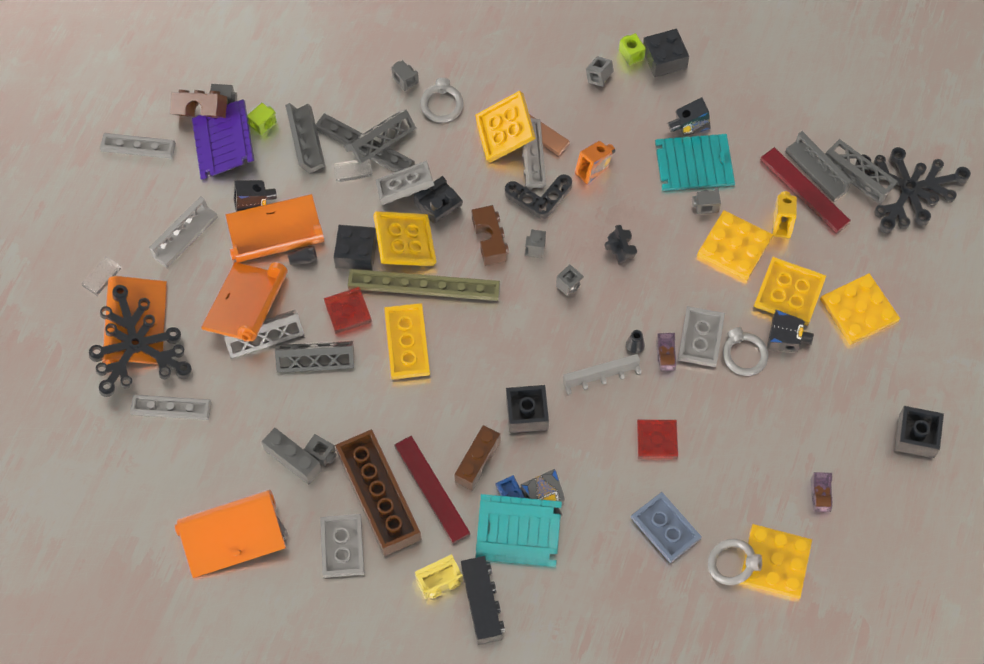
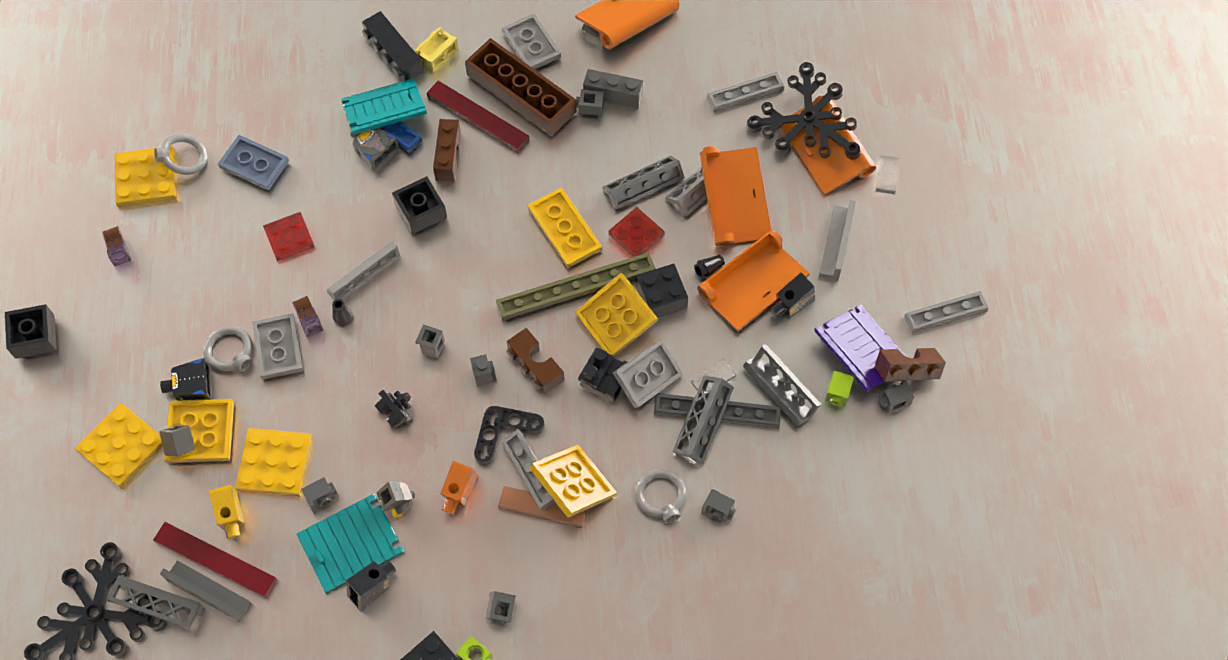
camera: 155 degrees right, 0 degrees up
(646, 172) = (395, 496): none -> dark grey piece
(811, 279) = (177, 440): none -> dark grey panel

